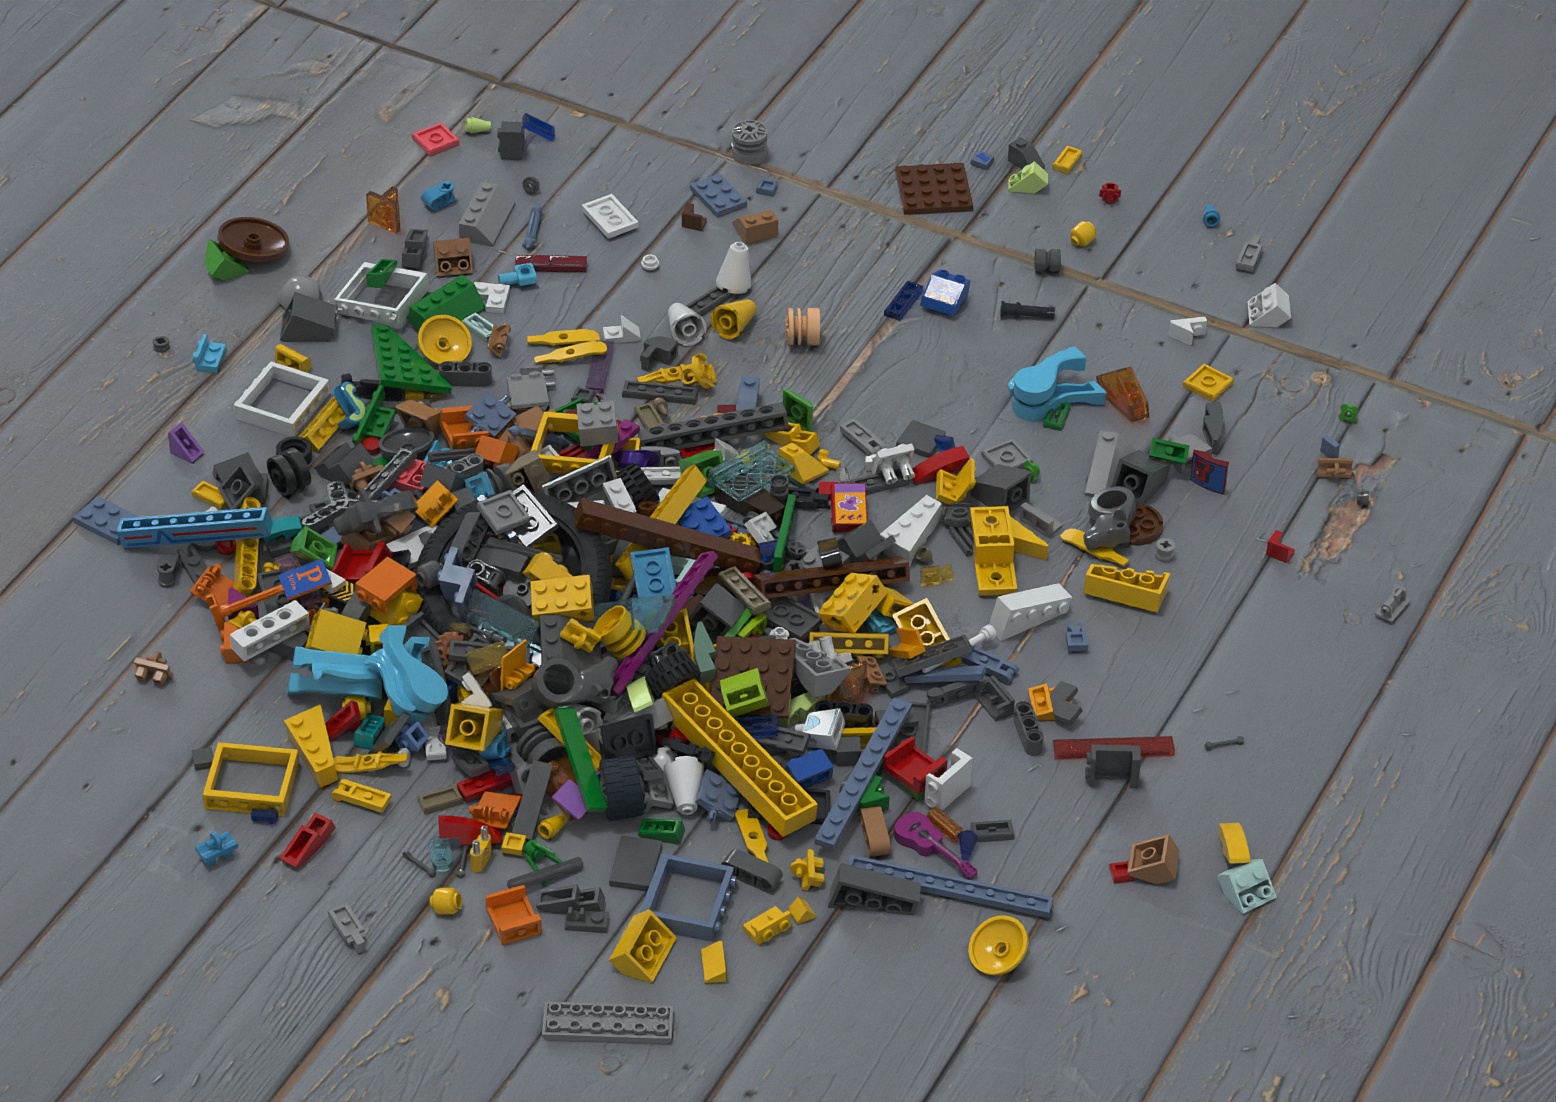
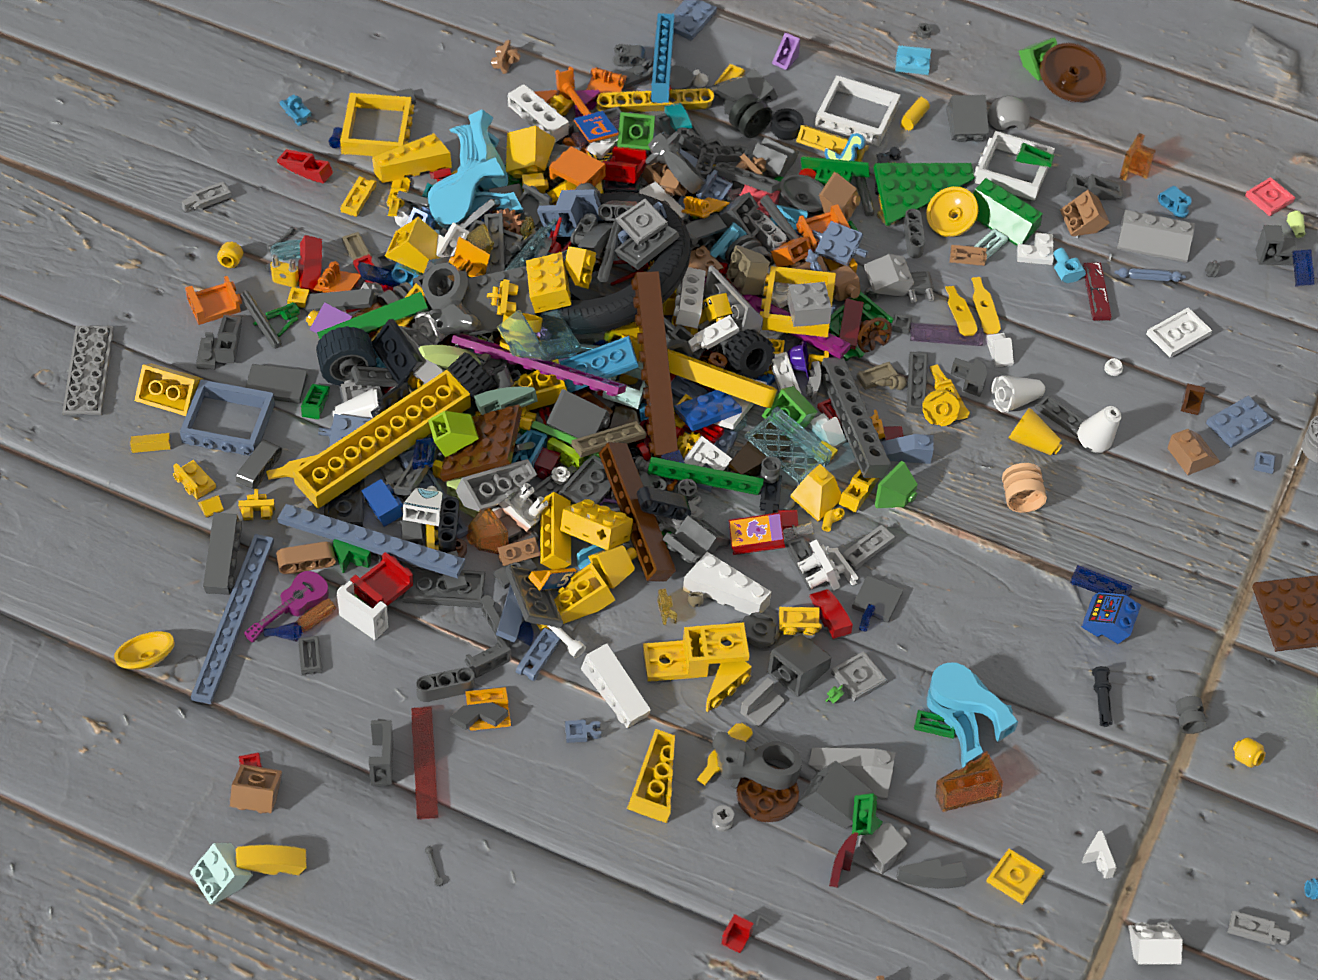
camera: 85 degrees right, 10 degrees up
(587, 491) = (717, 307): none -> yellow brick

